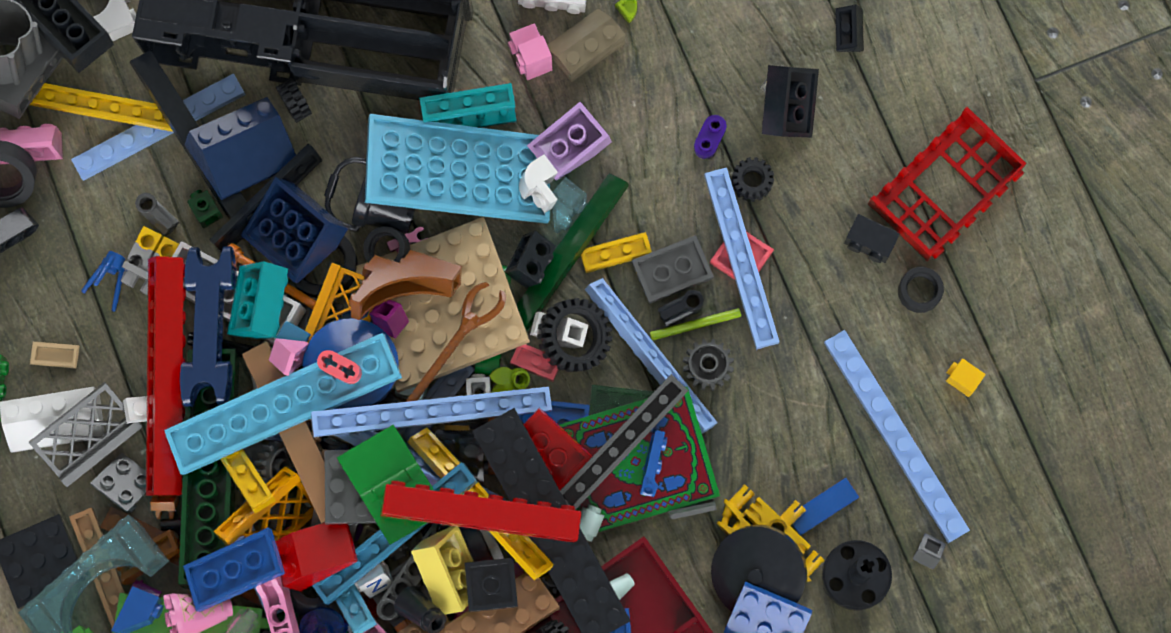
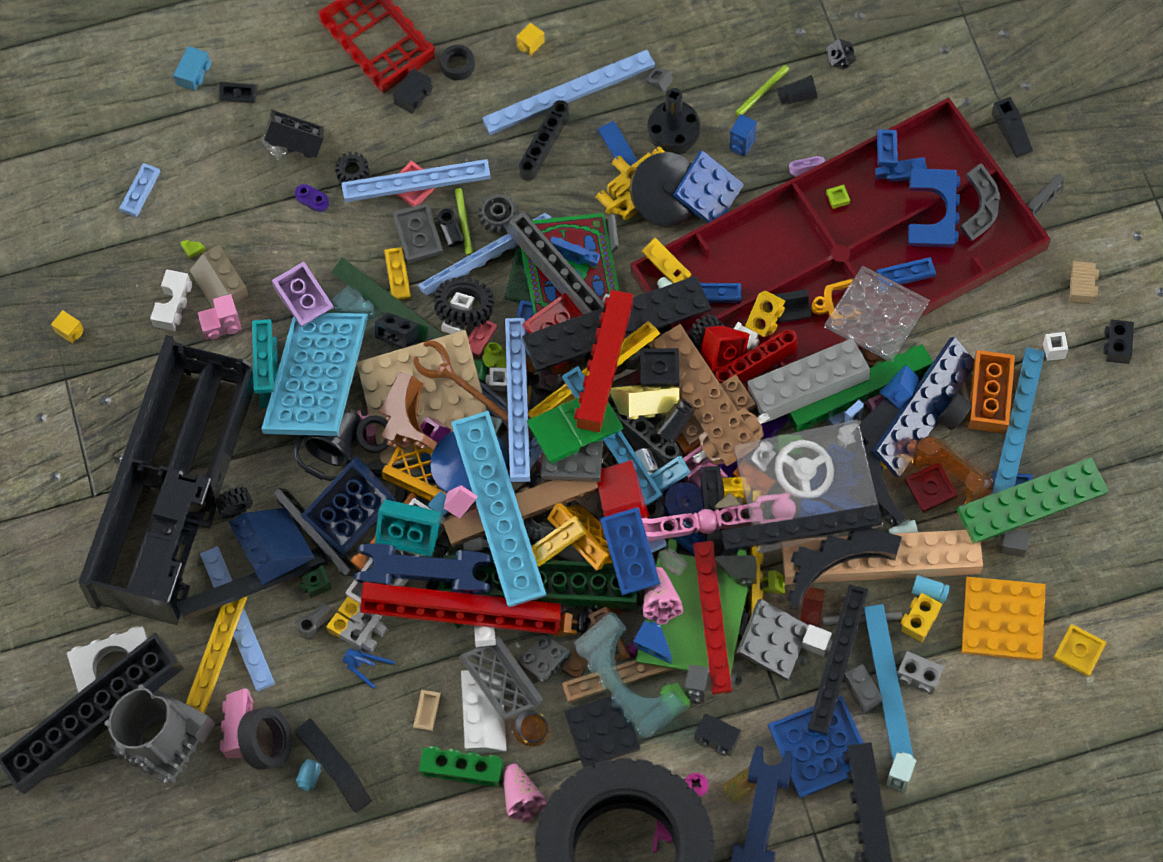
camera: 80 degrees left, 10 degrees down
(36, 479) = (531, 728): none -> clear orange piece
(342, 362) = (478, 458): coral beam -> none
(535, 182) = (333, 318): white brick -> none
(651, 581) = (665, 261): none -> yellow plate
(831, 410) = (544, 132): none -> black beam

